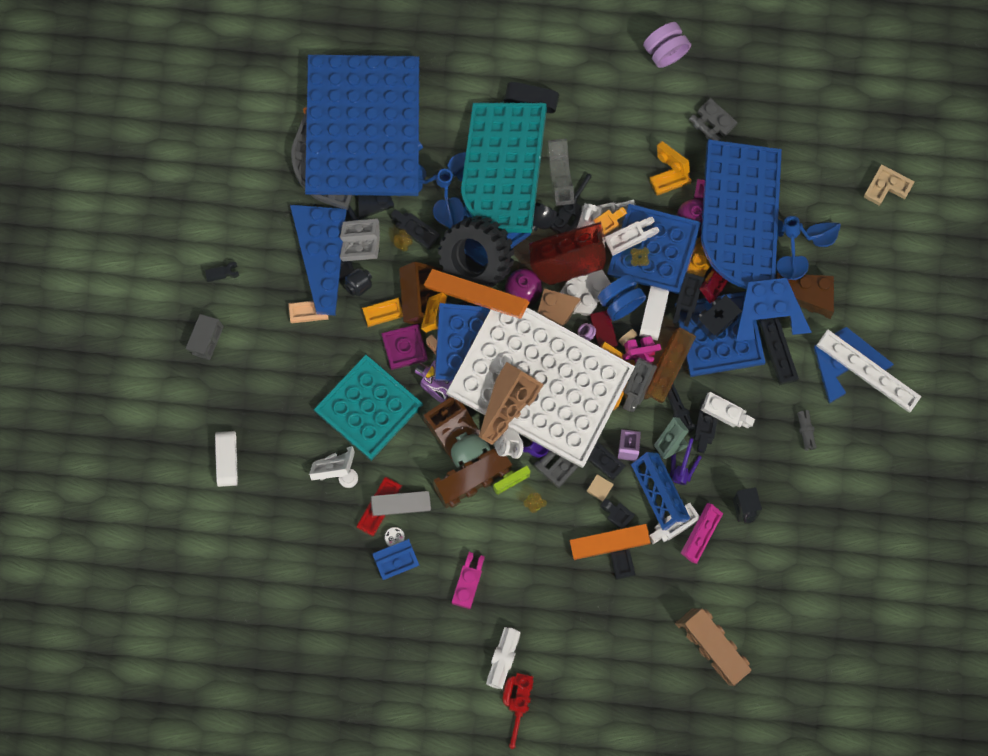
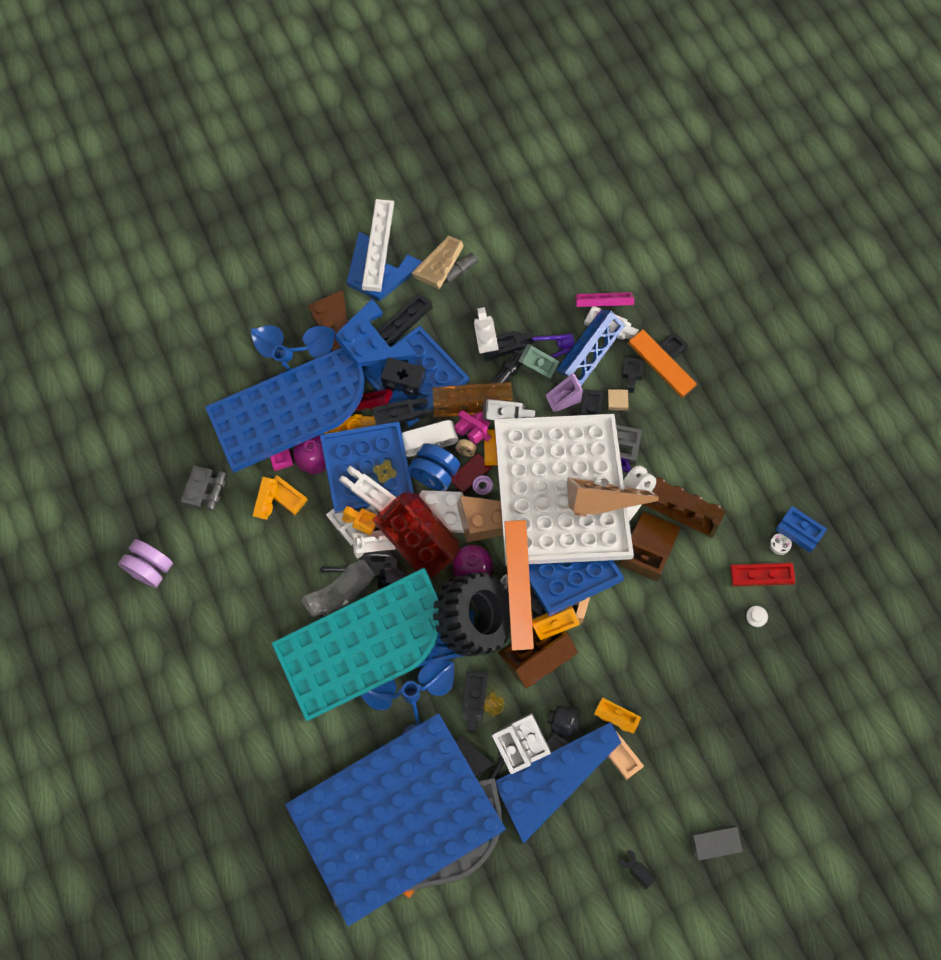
camera: 115 degrees left, 5 degrees down
(226, 458) = (818, 741): white beam -> none
(332, 465) = (757, 634): white wing -> none
(338, 324) = (617, 715): none -> light orange plate
(368, 407) = (679, 638): teal plate -> none
(383, 312) = (576, 682): light orange tile -> none
(400, 503) = (749, 554): light grey tile -> none
(404, 346) = (598, 641): magenta tile -> none
(435, 388) = (616, 594): medium lavender torso -> none
(468, 448) = (666, 515): sand green cylinder -> none
(468, 583) = (774, 460): dark pink hinge -> none
(503, 658) = (819, 394): white piece -> none
(511, 479) = (659, 470): lime plate -> none
(522, 699) = (843, 363): red piece -> none
(525, 93) = (268, 667): black beam -> none
(534, 502) = (668, 442): clear yellow plate -> none
(714, 645) = (692, 244): medium nougat wedge -> none
(747, 505) = (559, 272): black brick -> none
(820, 412) = (439, 262): none -> tan wing
(885, 181) = (188, 316): tan plate -> none

